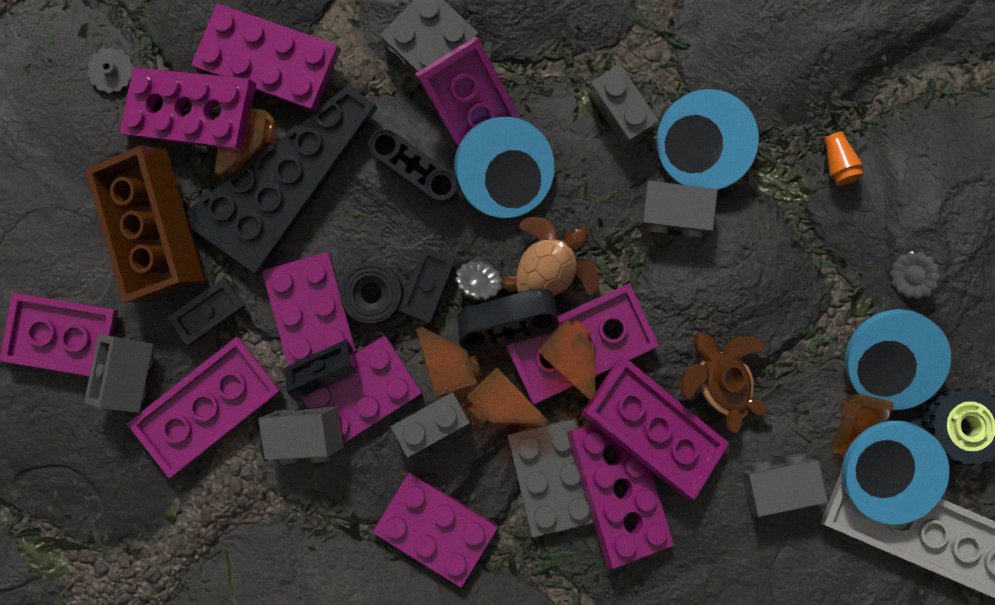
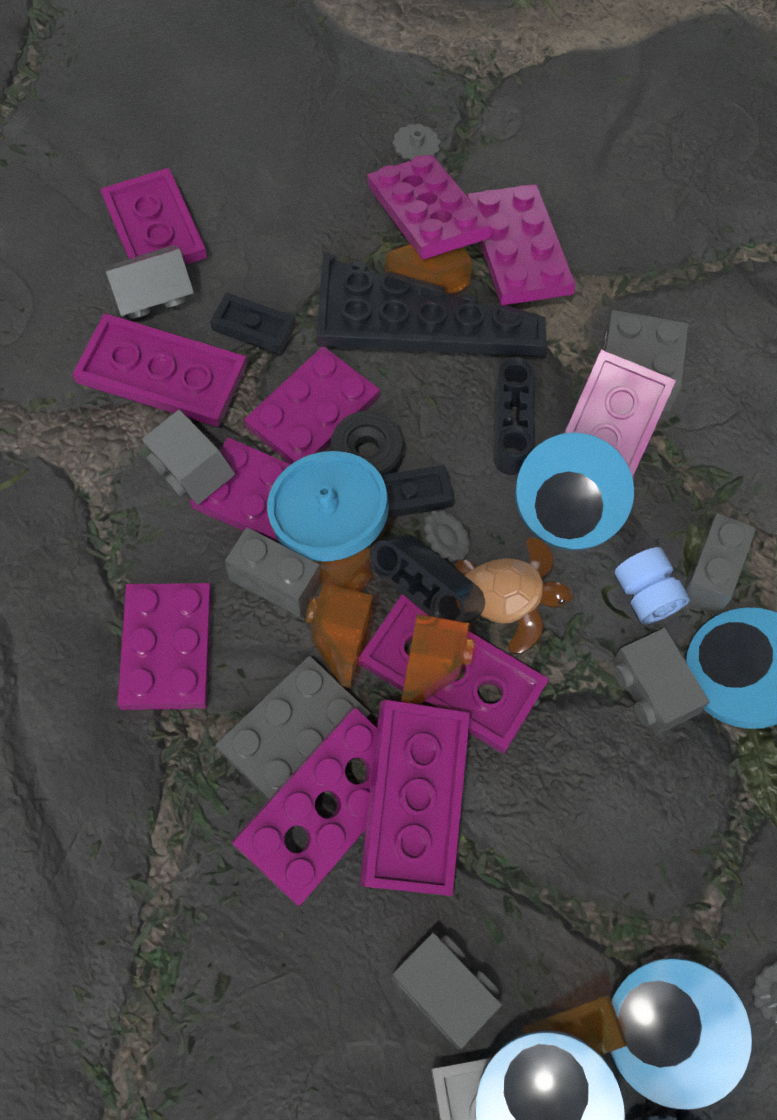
camera: 50 degrees right, 20 degrees down
(144, 224) = (298, 226): reddish brown brick -> none
(320, 369) = (262, 439): black plate -> none
(408, 356) = (328, 505): none -> dark azure piece
(609, 164) = (650, 582): none -> light blue wheel
(725, 378) = (520, 843): reddish brown animal -> none

